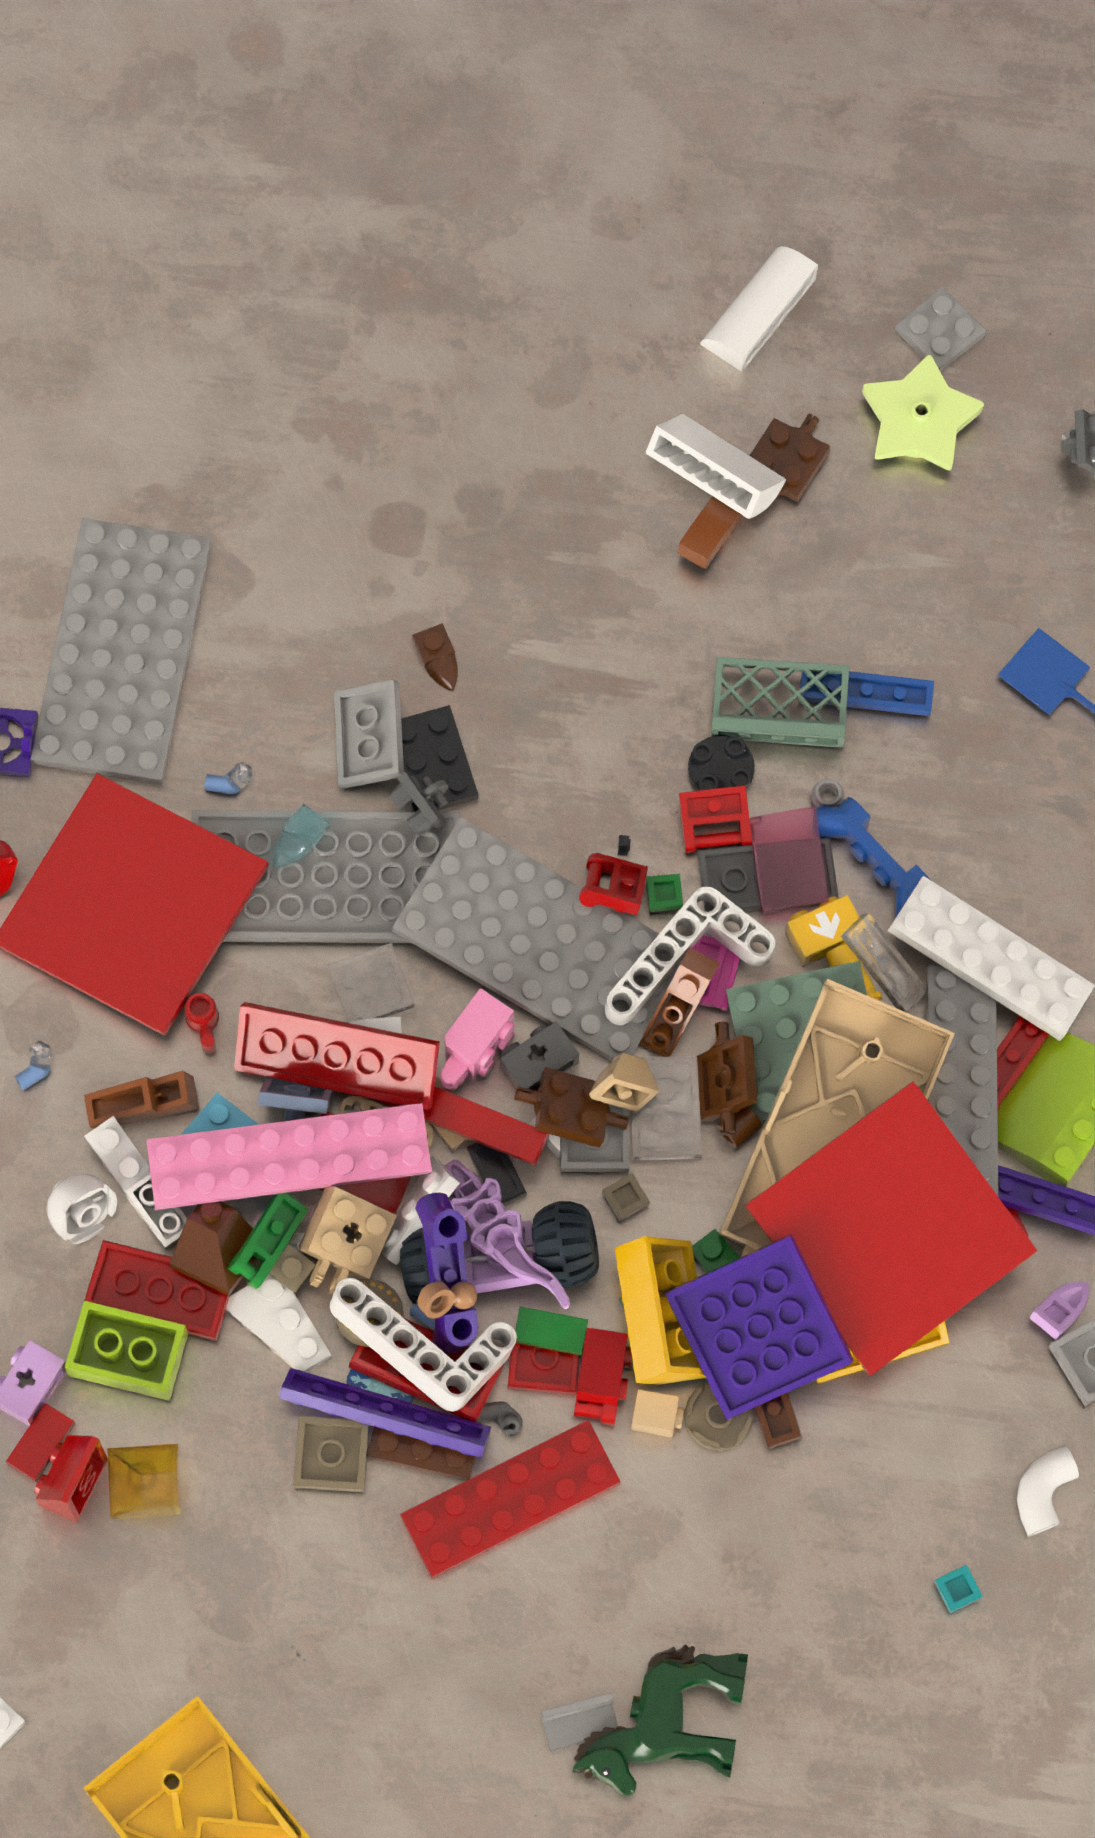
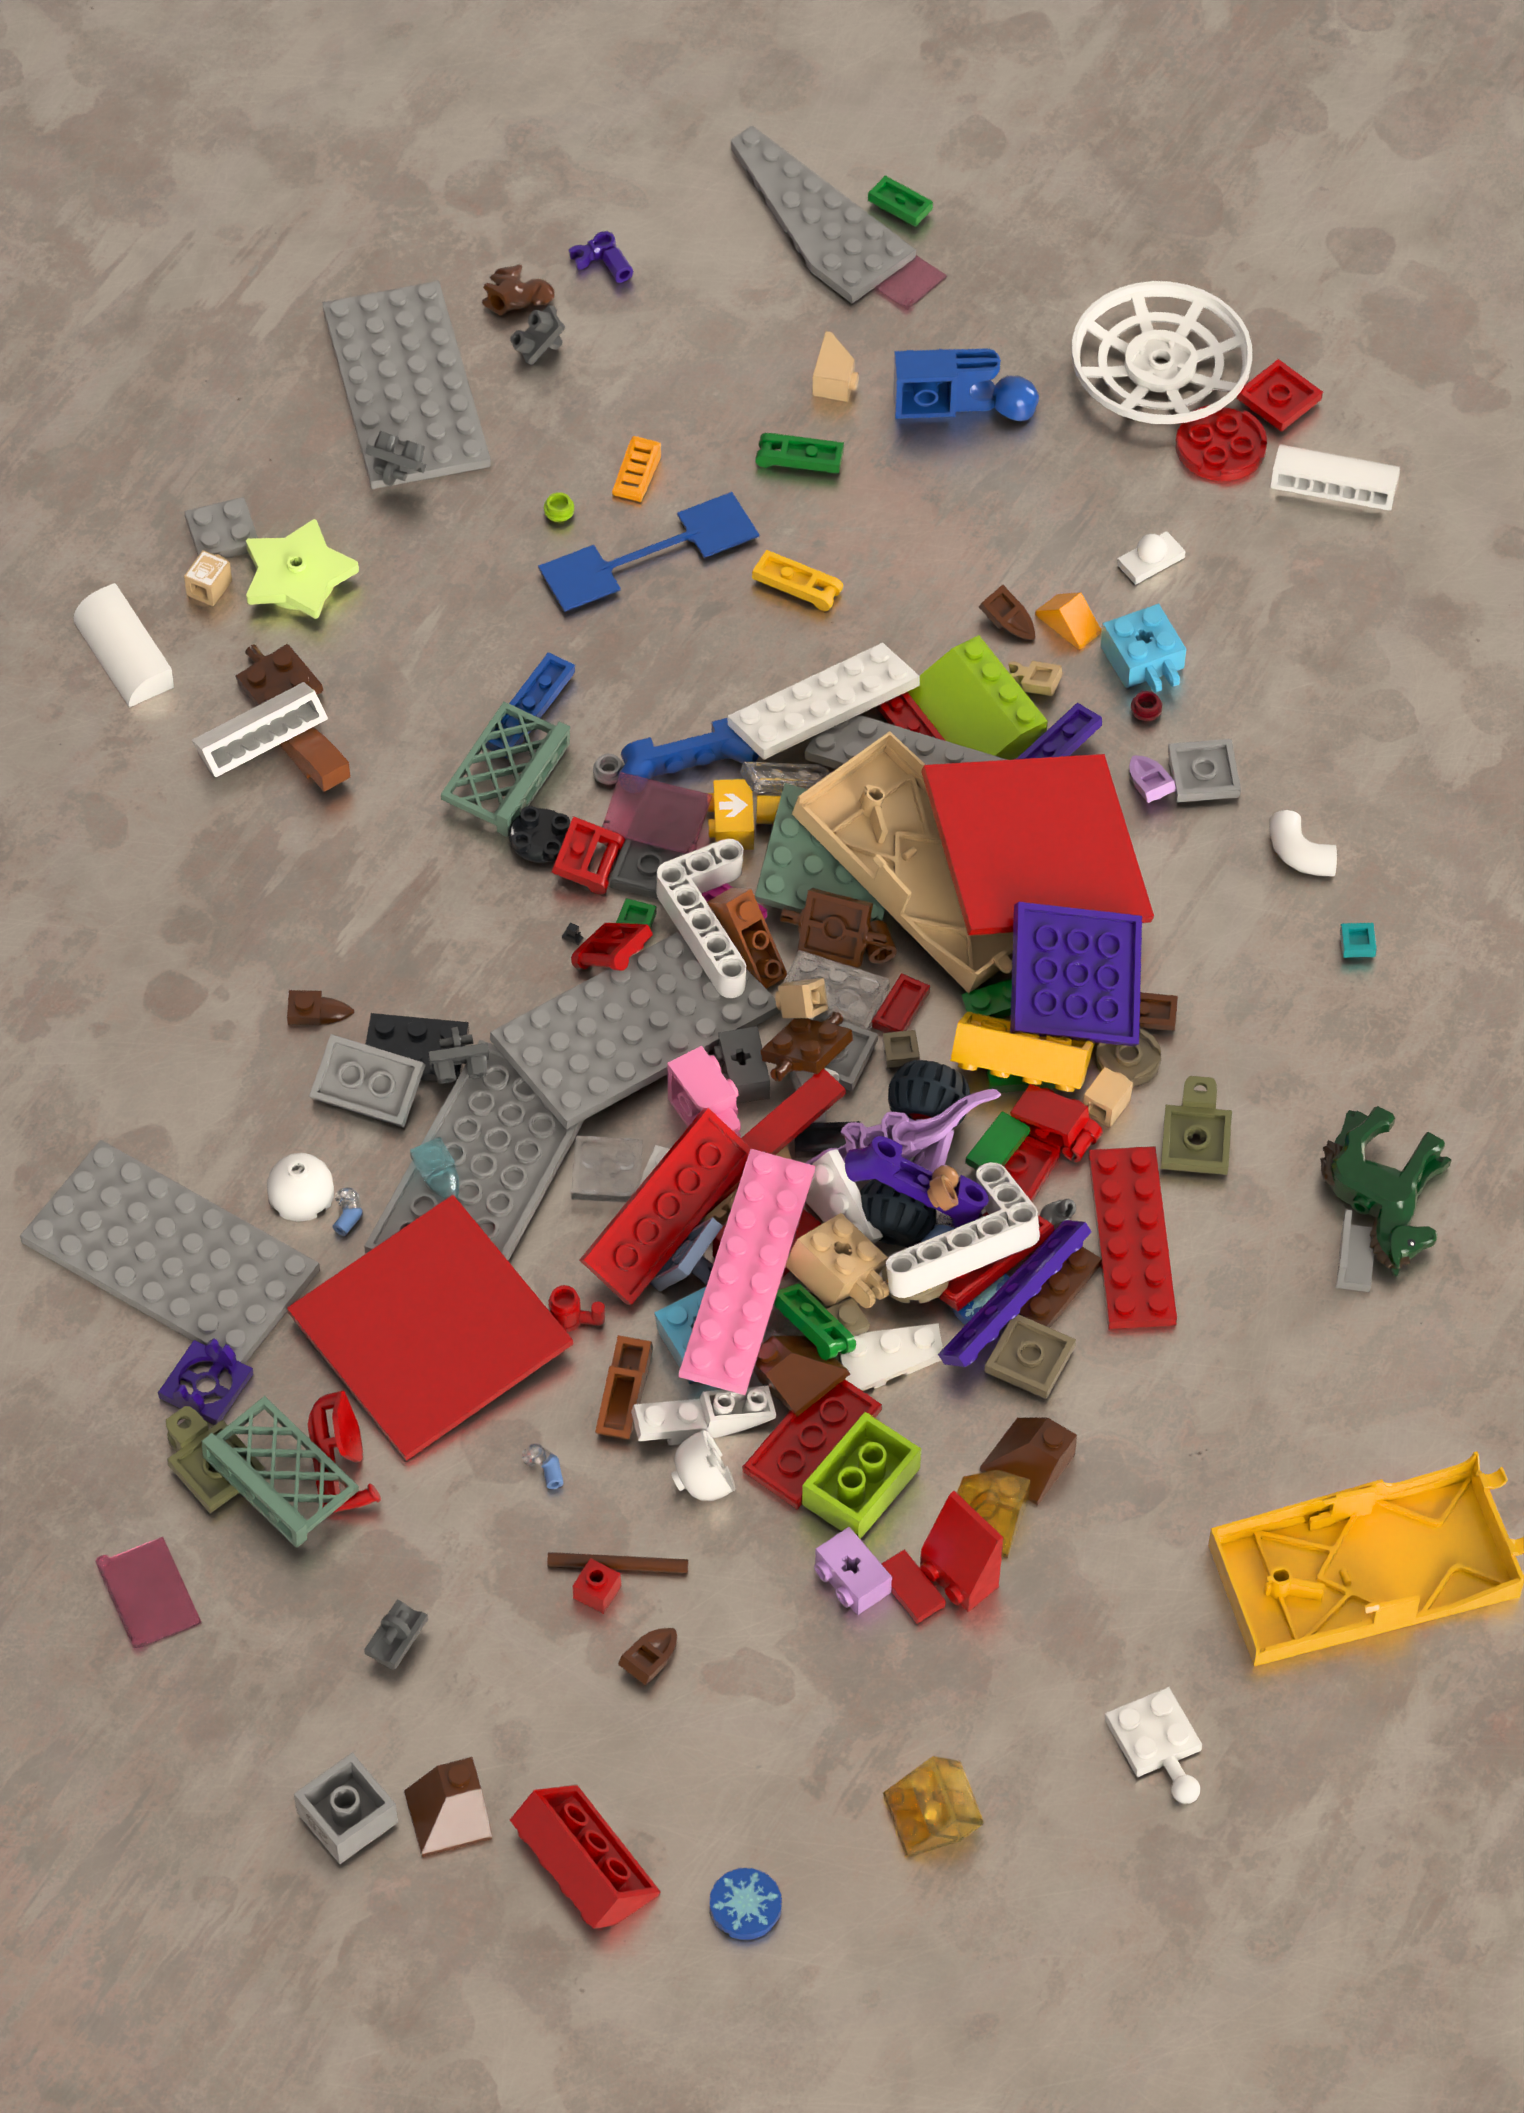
camera: 65 degrees left, 15 degrees down
(220, 1496) = (1033, 1450): none -> reddish brown slope
(235, 728) = (300, 1187): none -> white cylinder
(670, 1510) = (1199, 1117): none -> olive plate
(679, 1177) = (901, 1005): none -> red tile
(874, 342) = (208, 578): none -> tan brick

